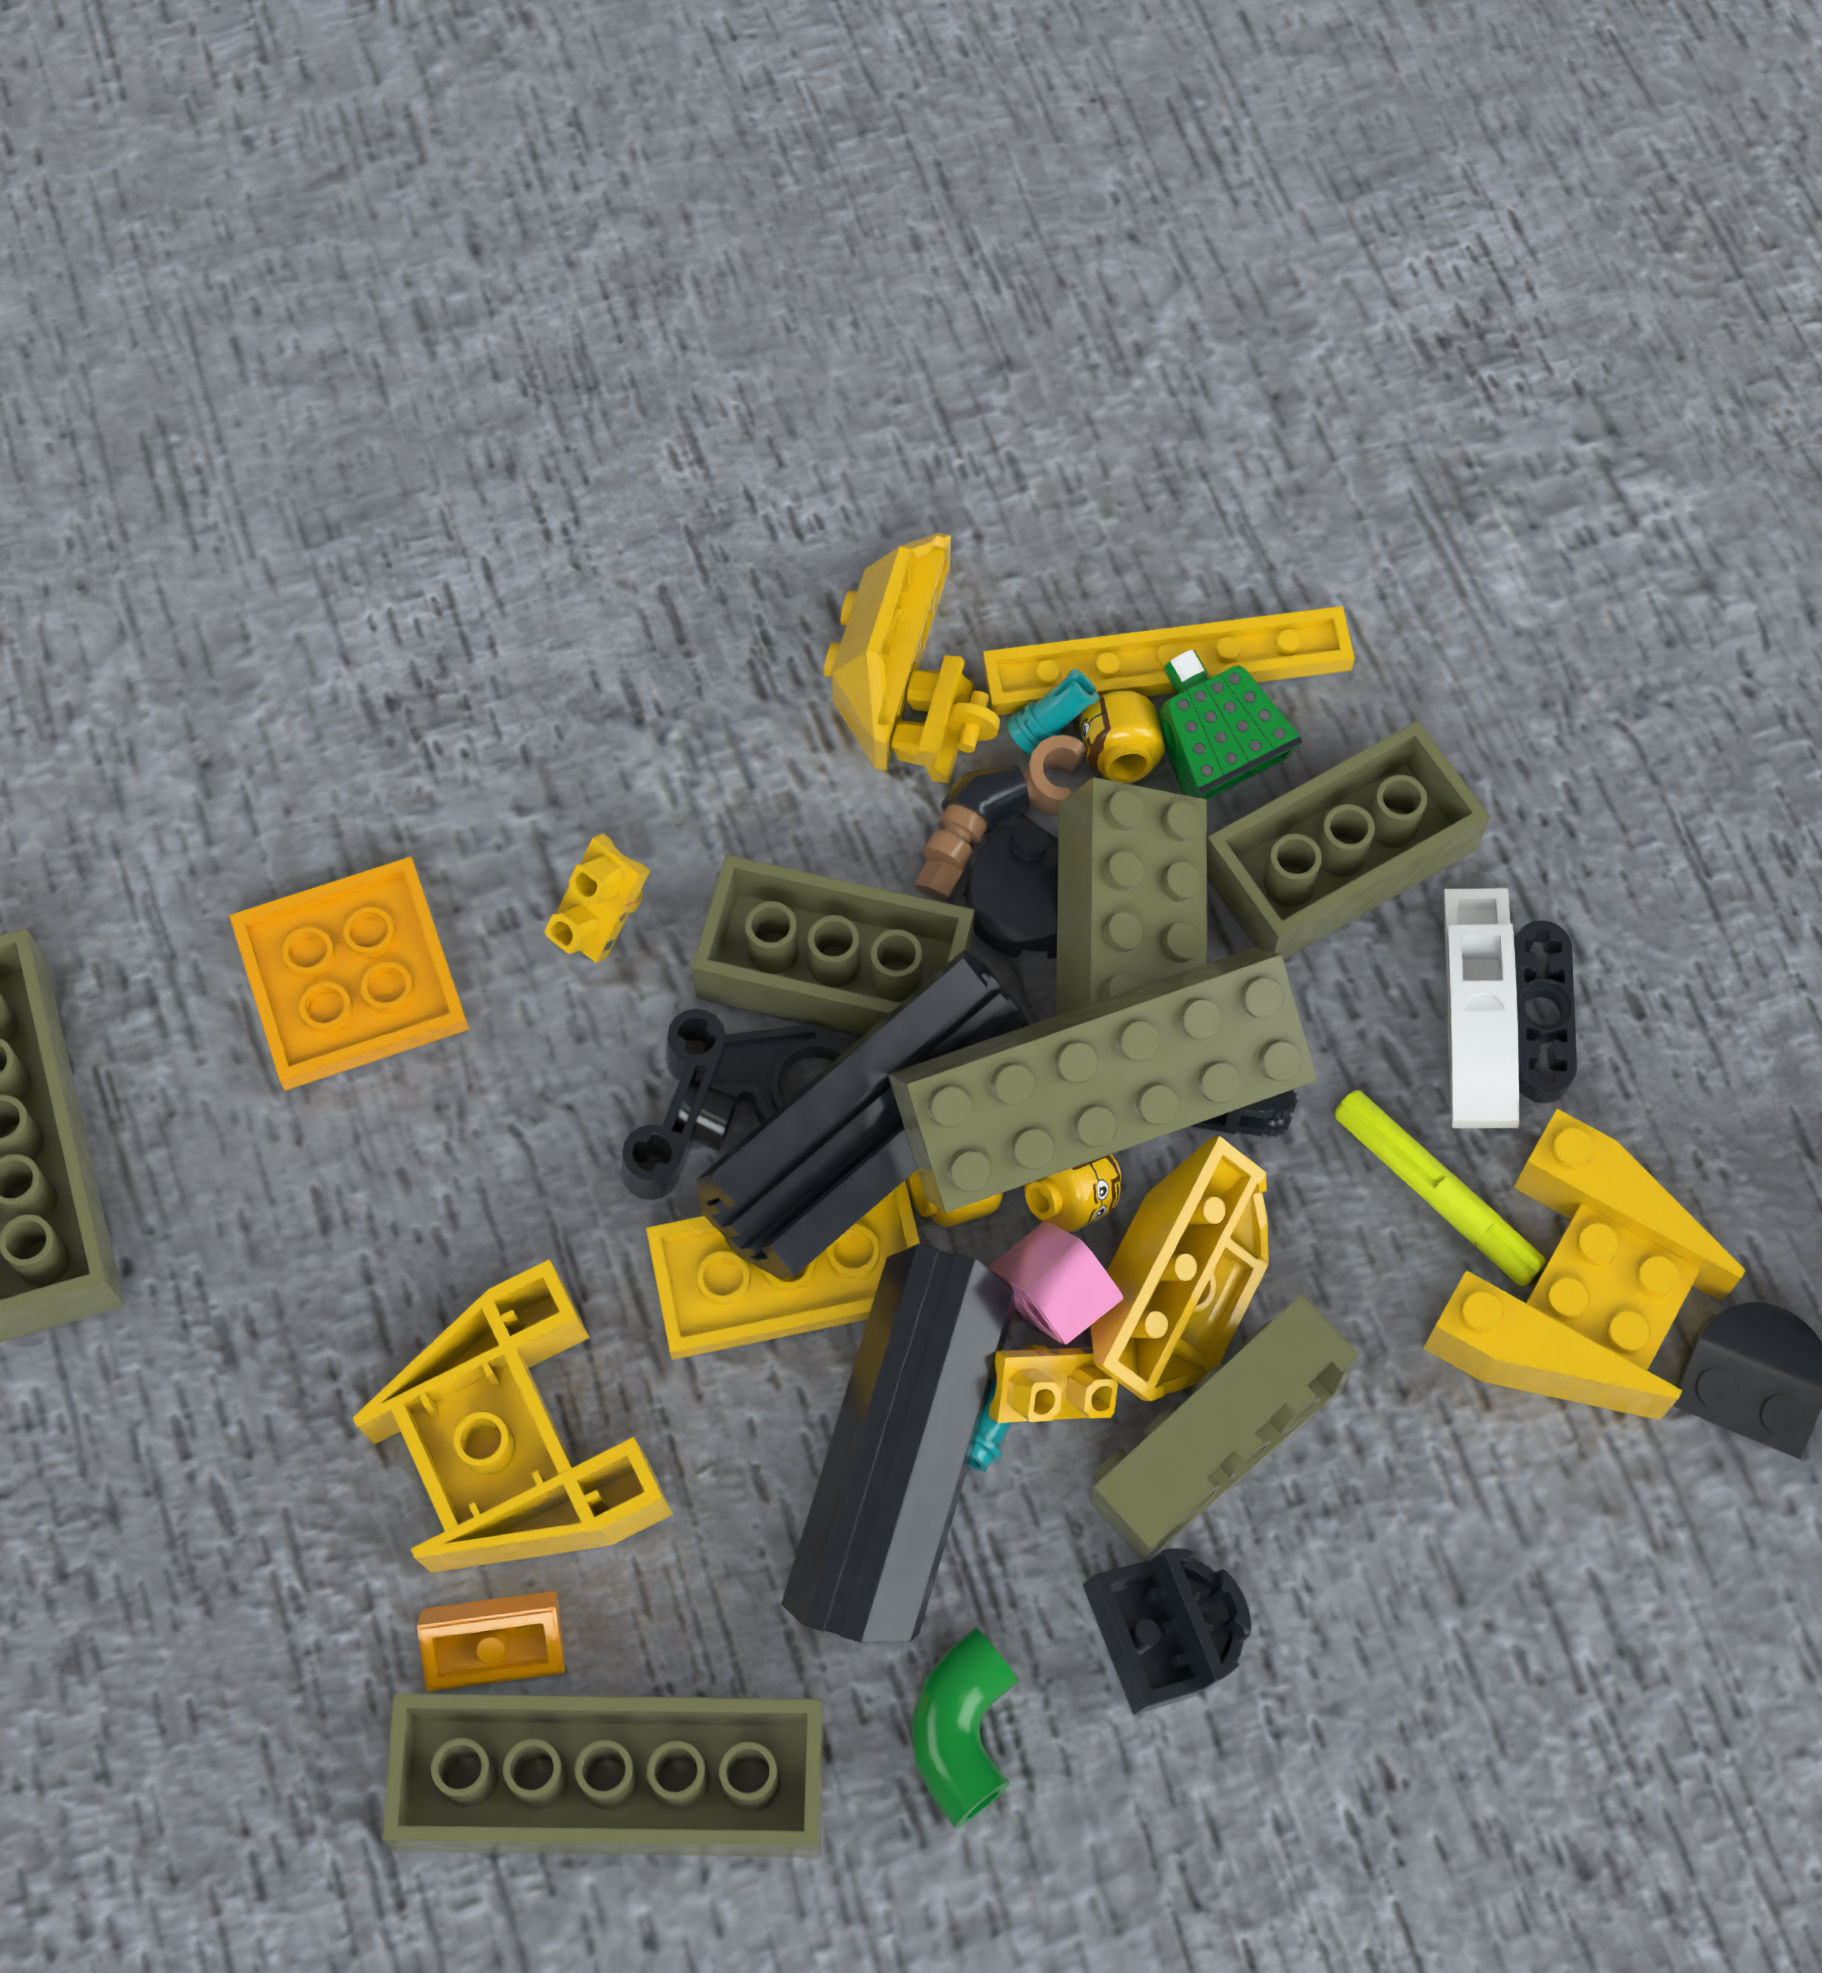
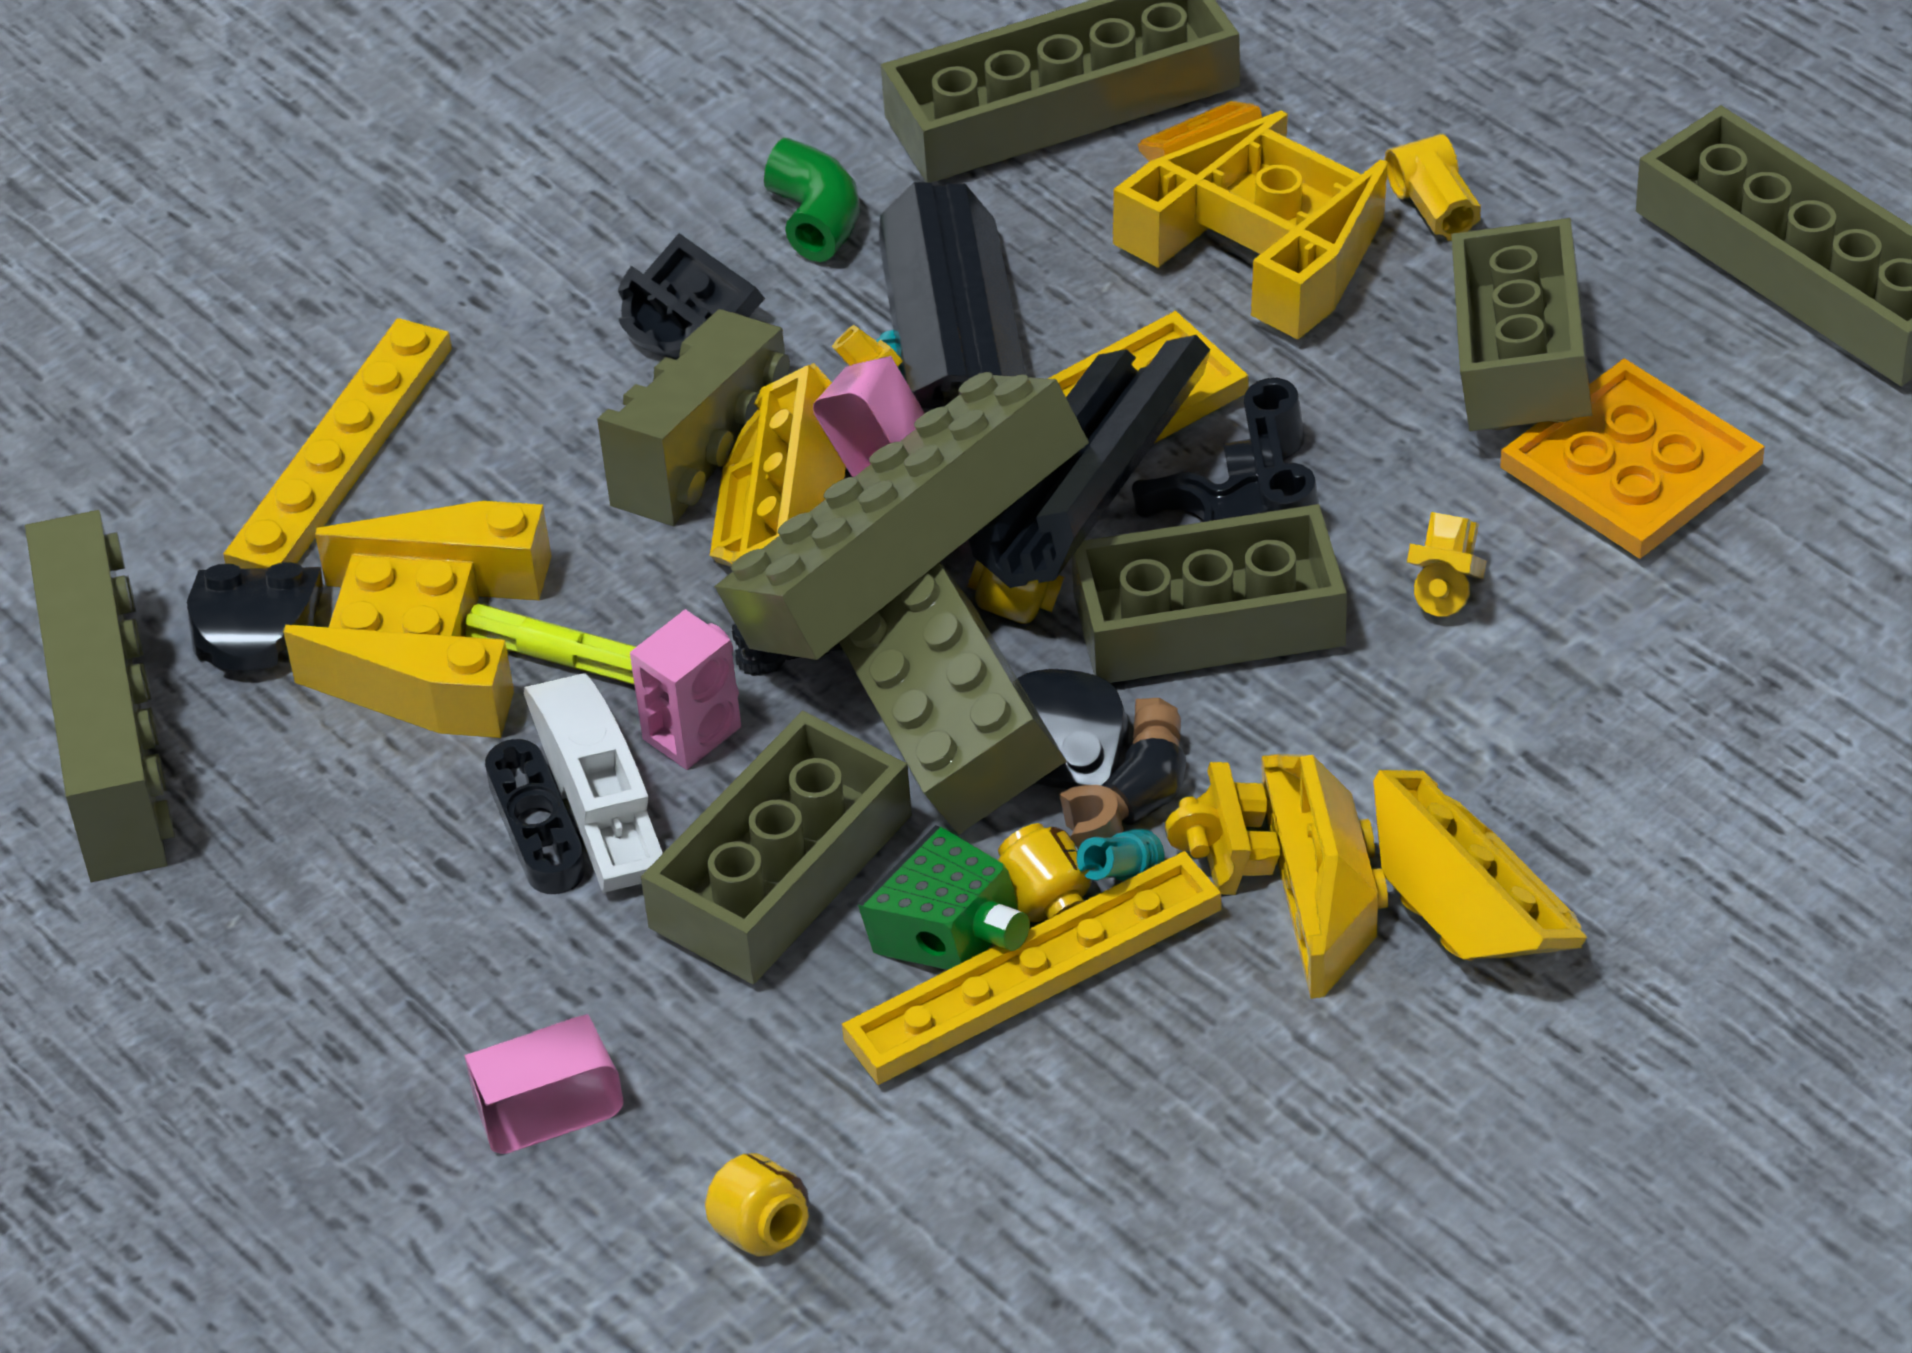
camera: 160 degrees right, 20 degrees down
(302, 1445) = (1431, 178): none -> yellow piece
(360, 1130) = (1520, 325): none -> olive brick
(768, 558) = (1464, 875): none -> yellow wedge
(1368, 1037) = (686, 688): none -> bright pink brick
(1484, 529) = (757, 1204): none -> yellow head
(1602, 1594) = (340, 446): none -> yellow plate
(1626, 705) = (544, 1084): none -> bright pink piece

